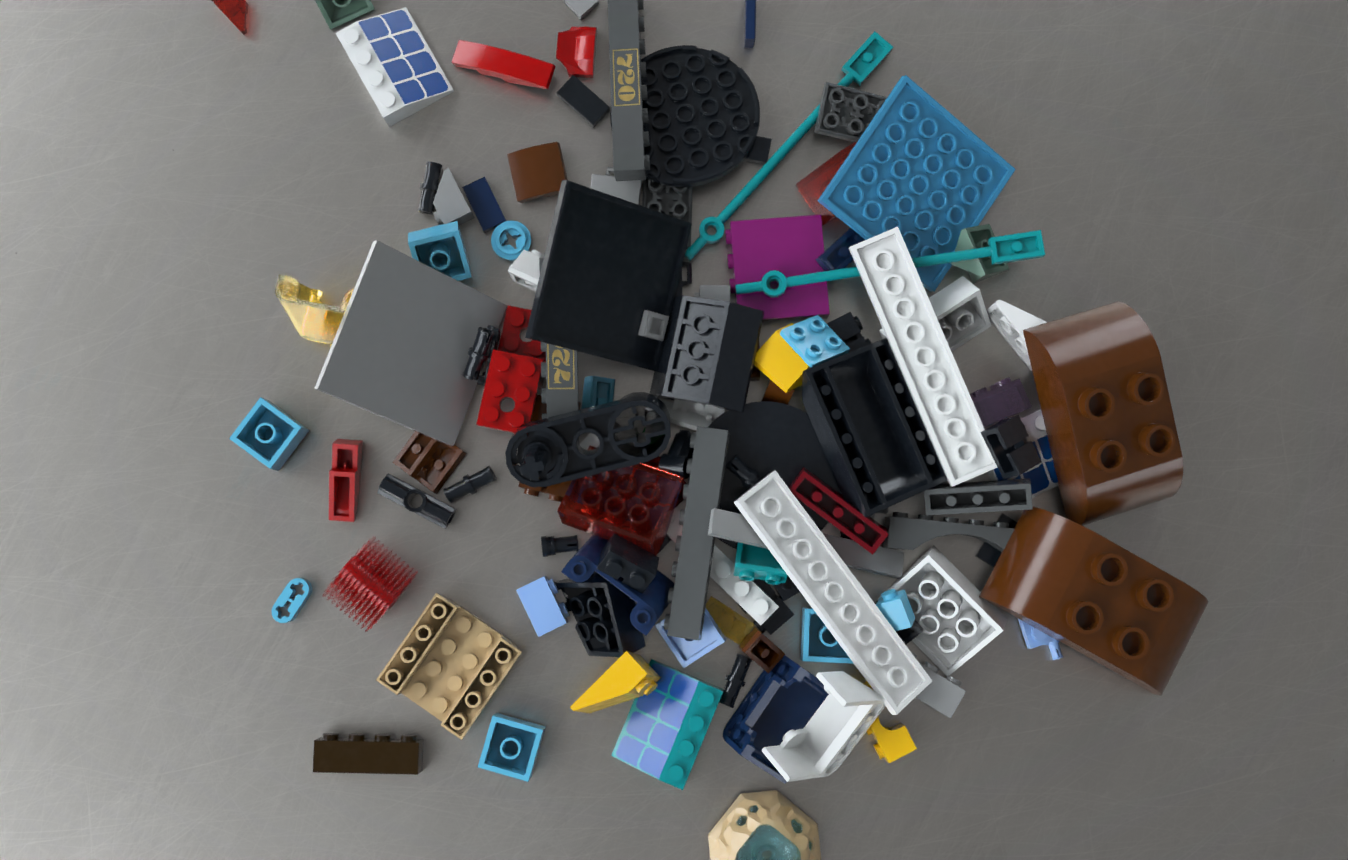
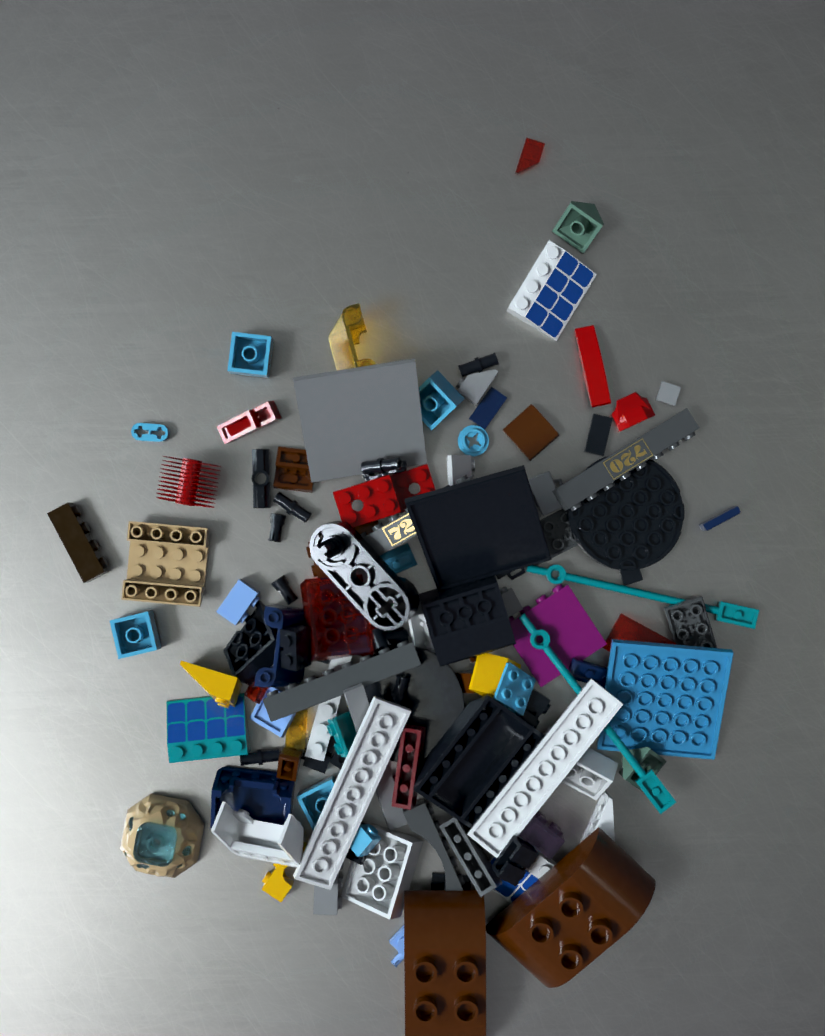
camera: 60 degrees right, 5 degrees up
(476, 510) = (277, 522): none -> black pin
(653, 325) = (466, 572): light grey tile -> none
(656, 642) = (255, 693): none -> clear red tile

